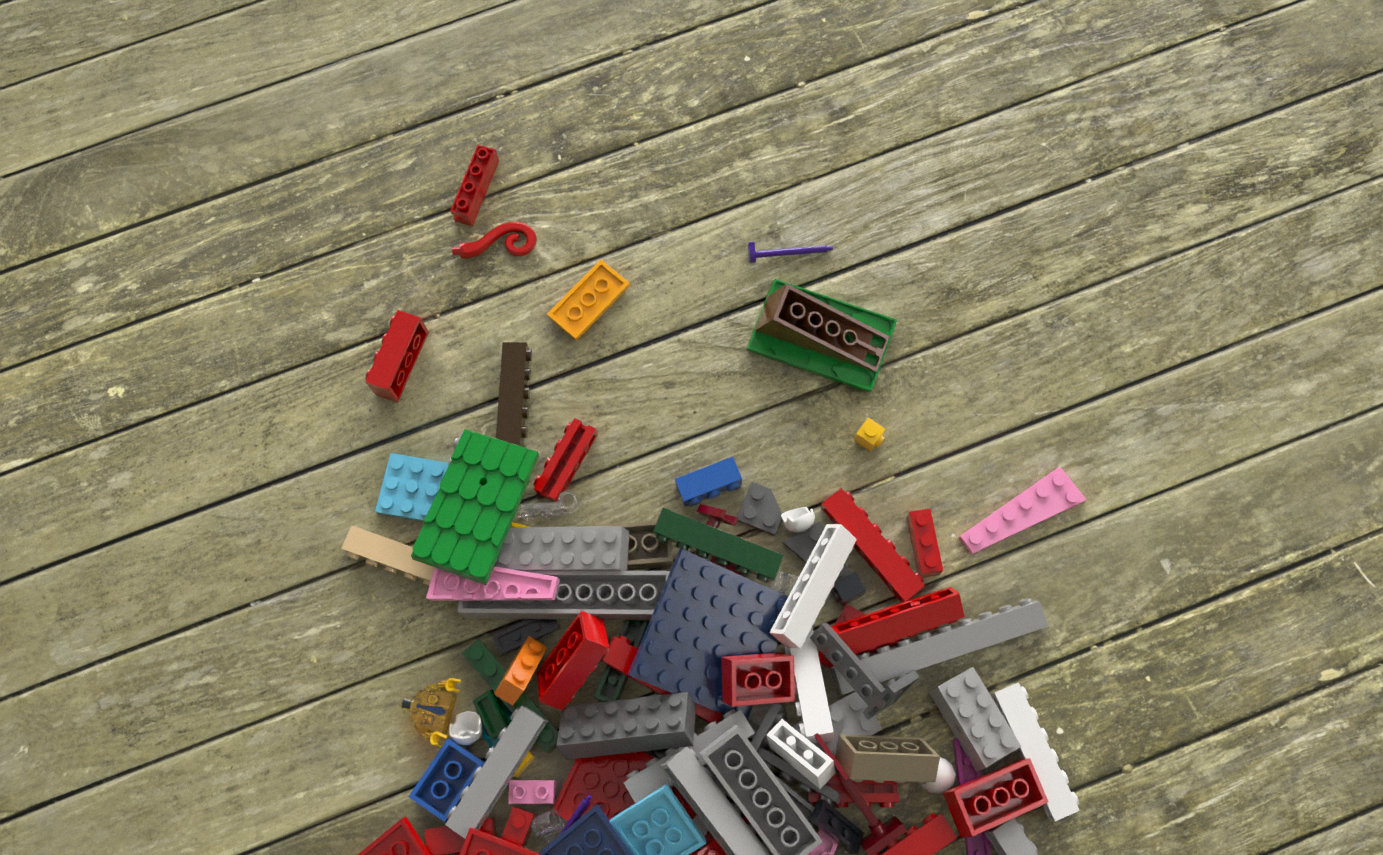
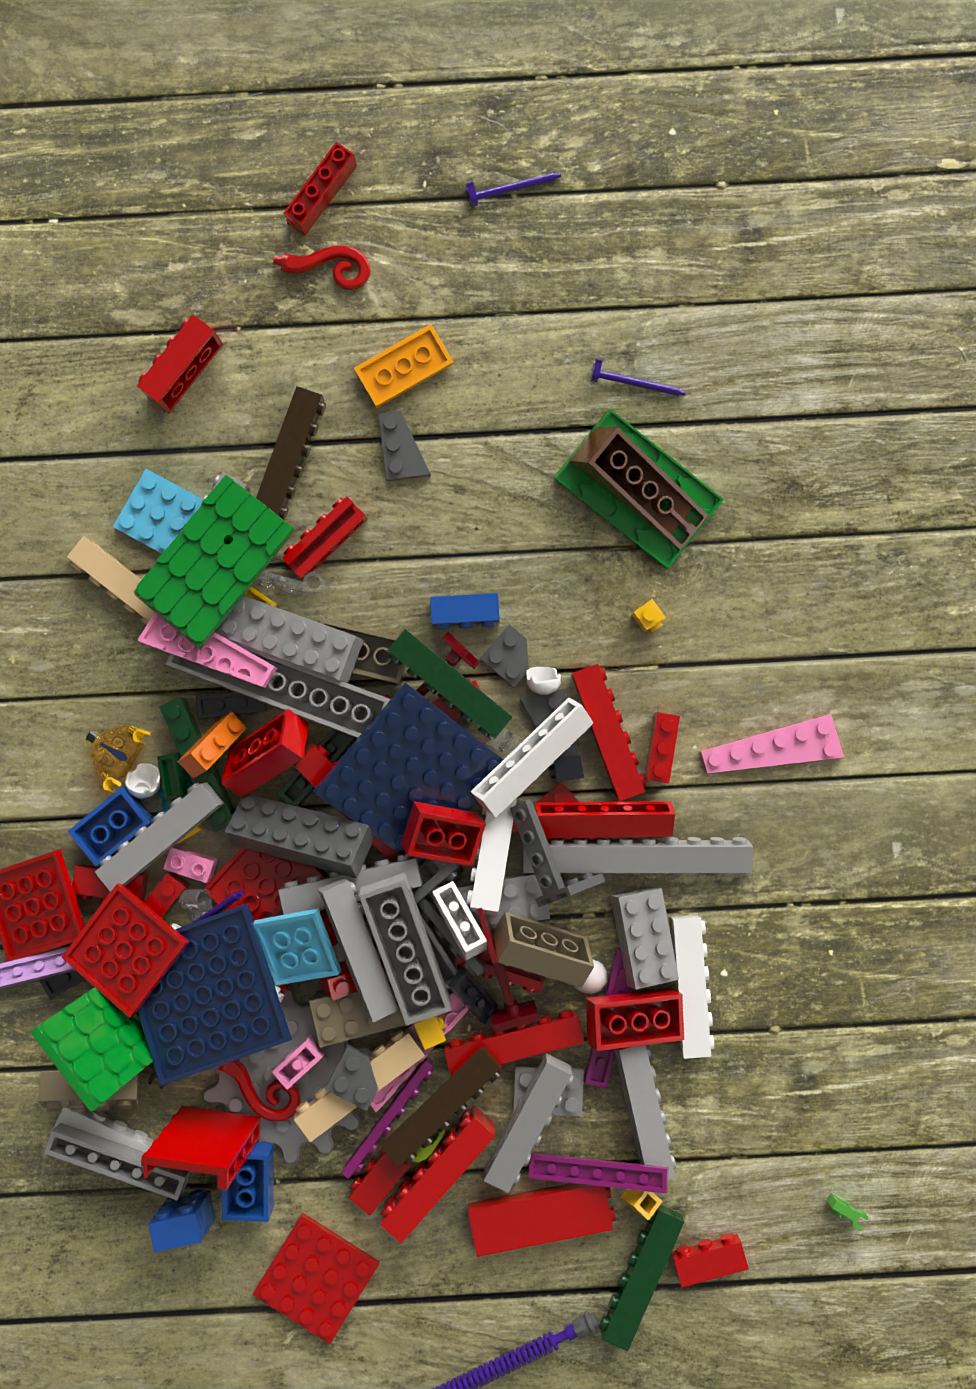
camera: 15 degrees right, 15 degrees up
(603, 152) = (474, 196): none -> dark purple piece
(608, 369) = (400, 450): none -> dark grey wing

